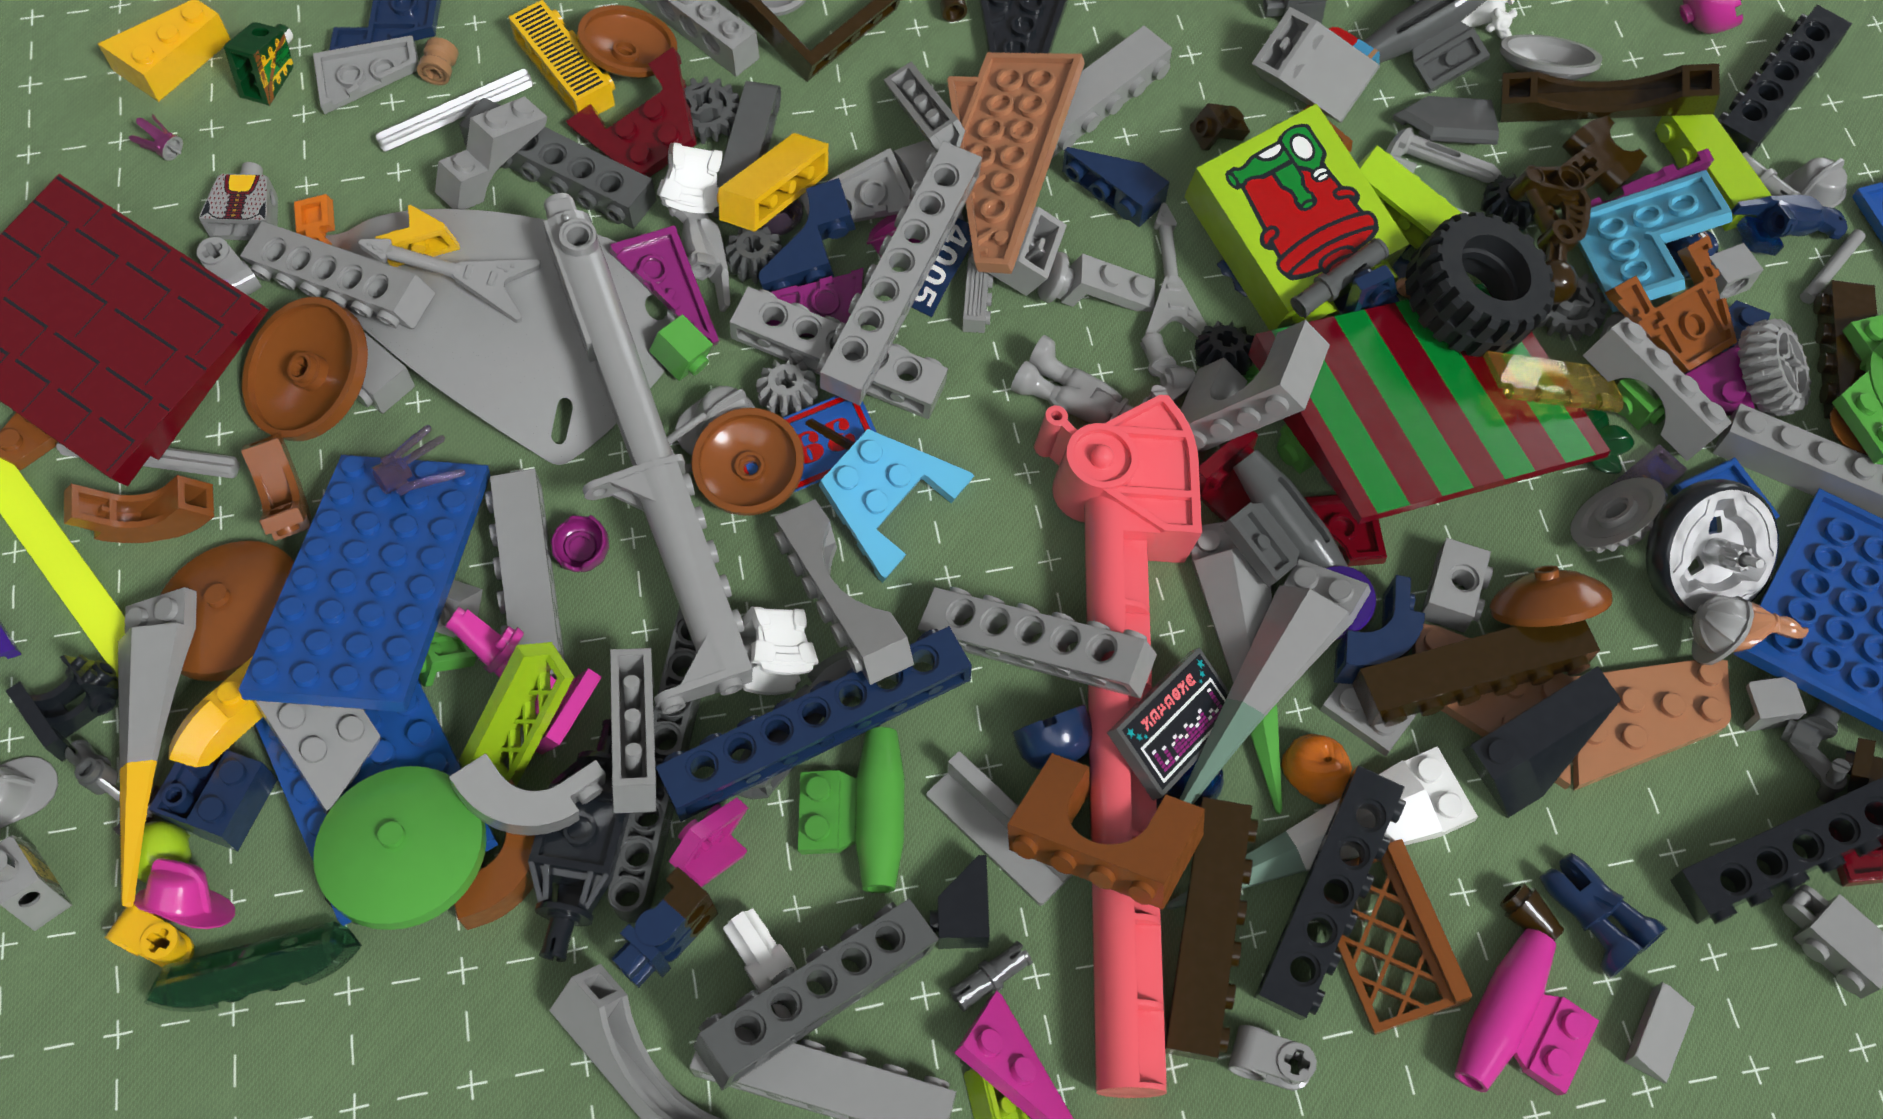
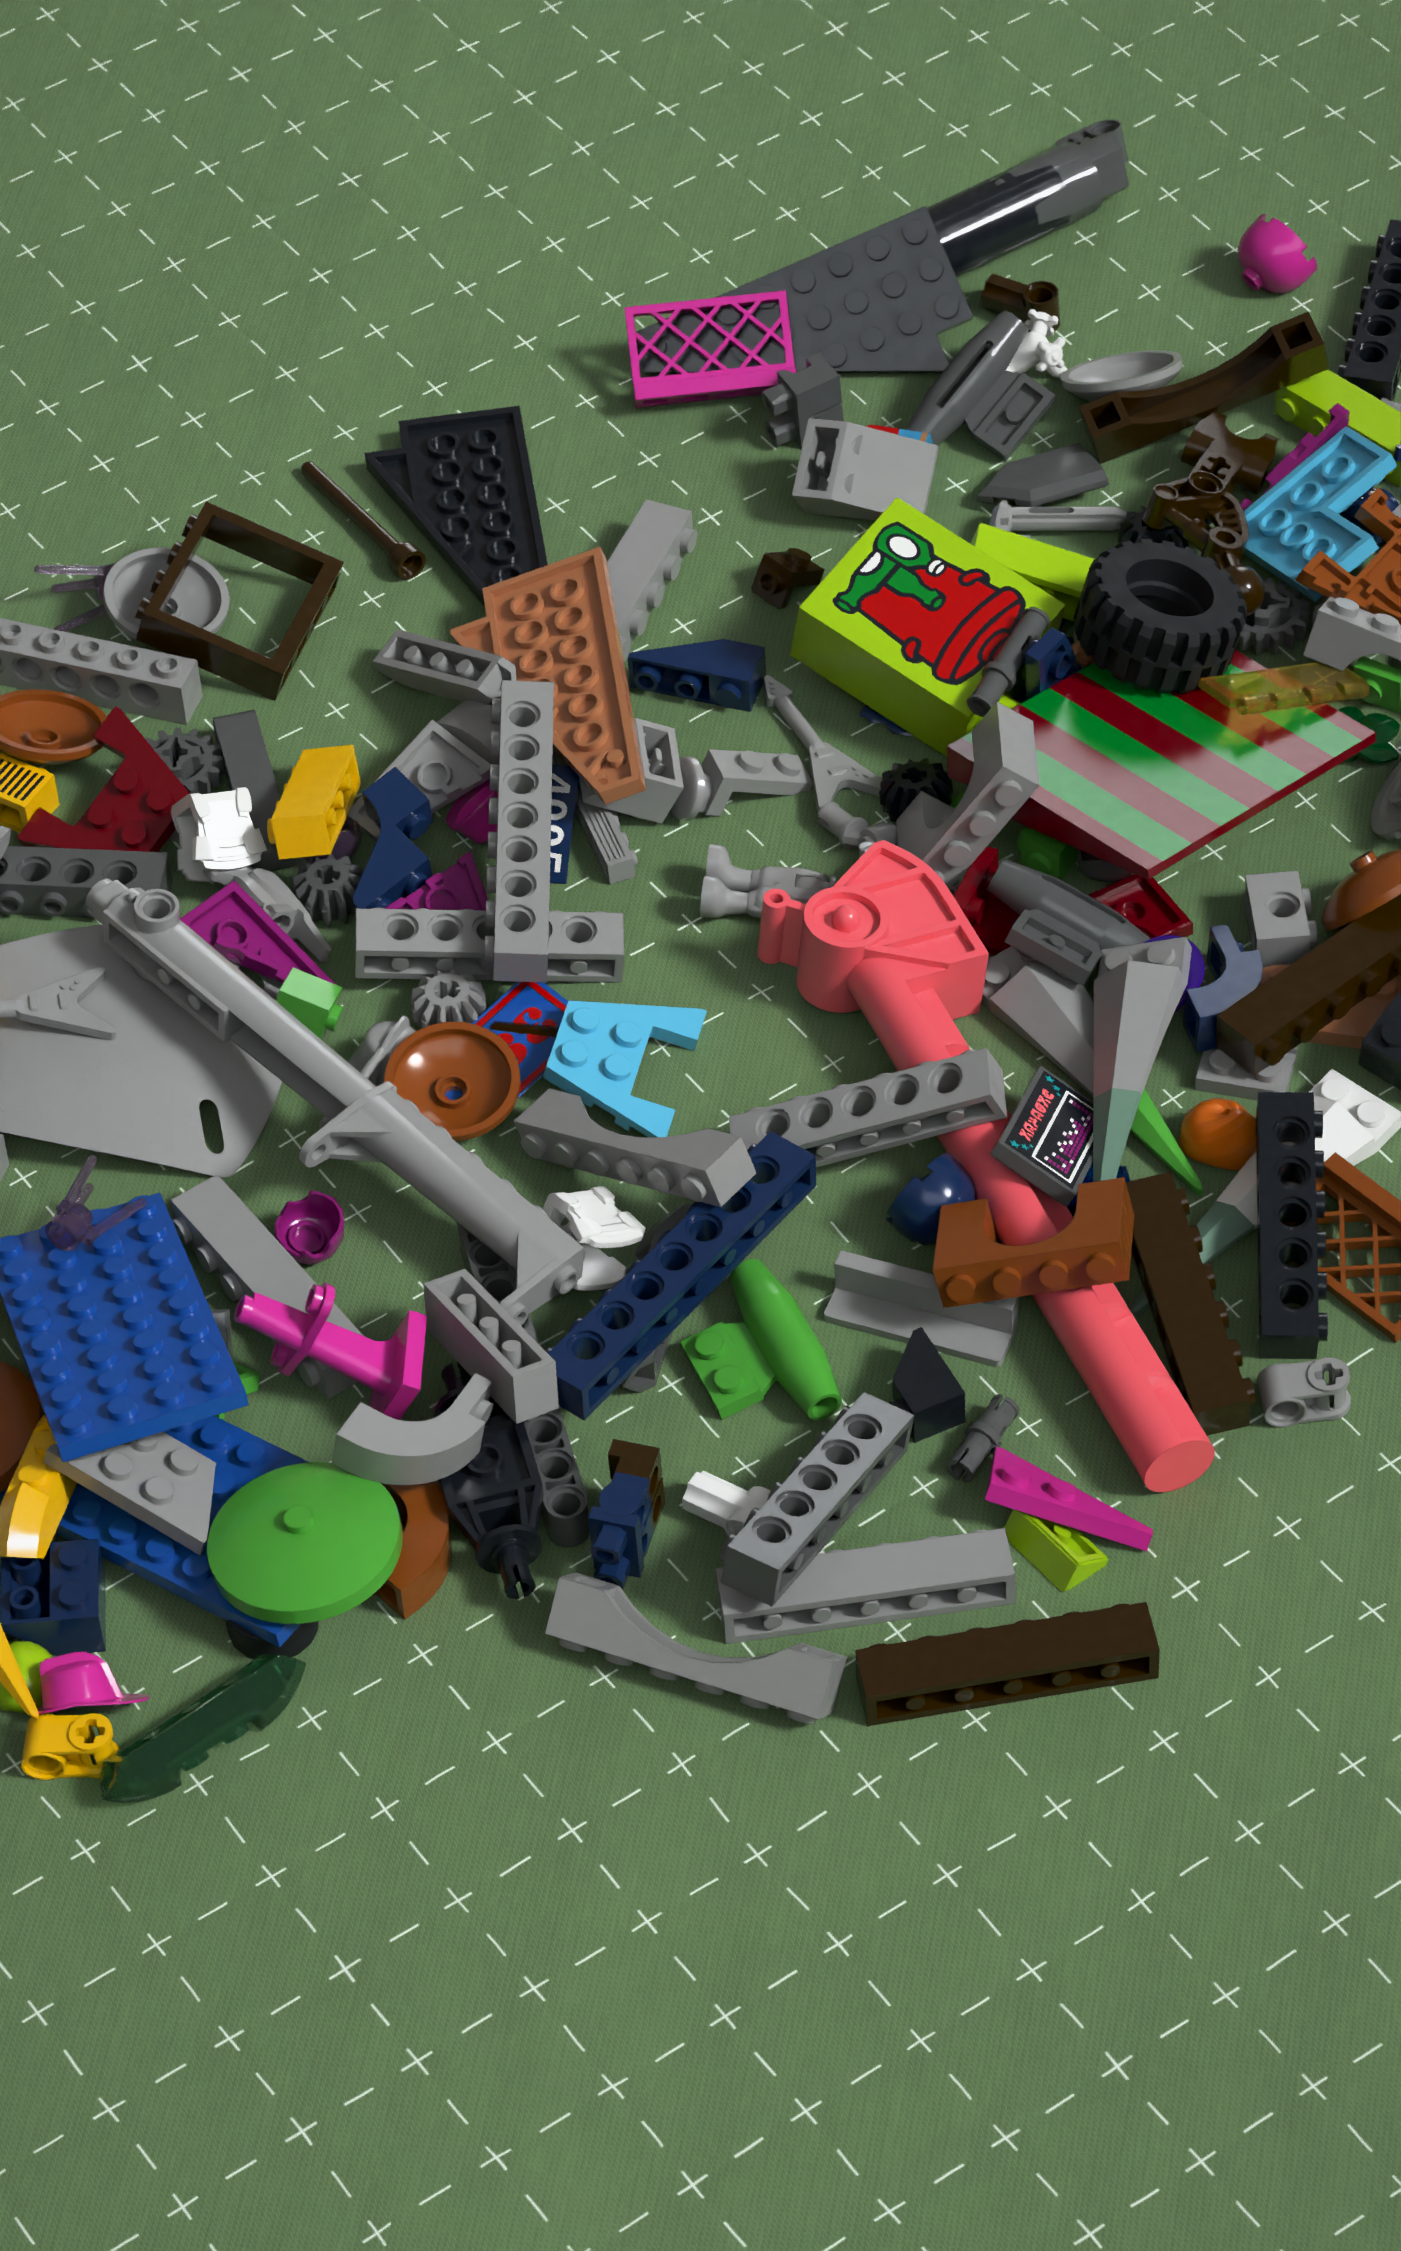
camera: 20 degrees left, 15 degrees down
(514, 704) = (349, 1363): lime fence -> none
(708, 845) = (621, 1415): dark pink bracket -> none

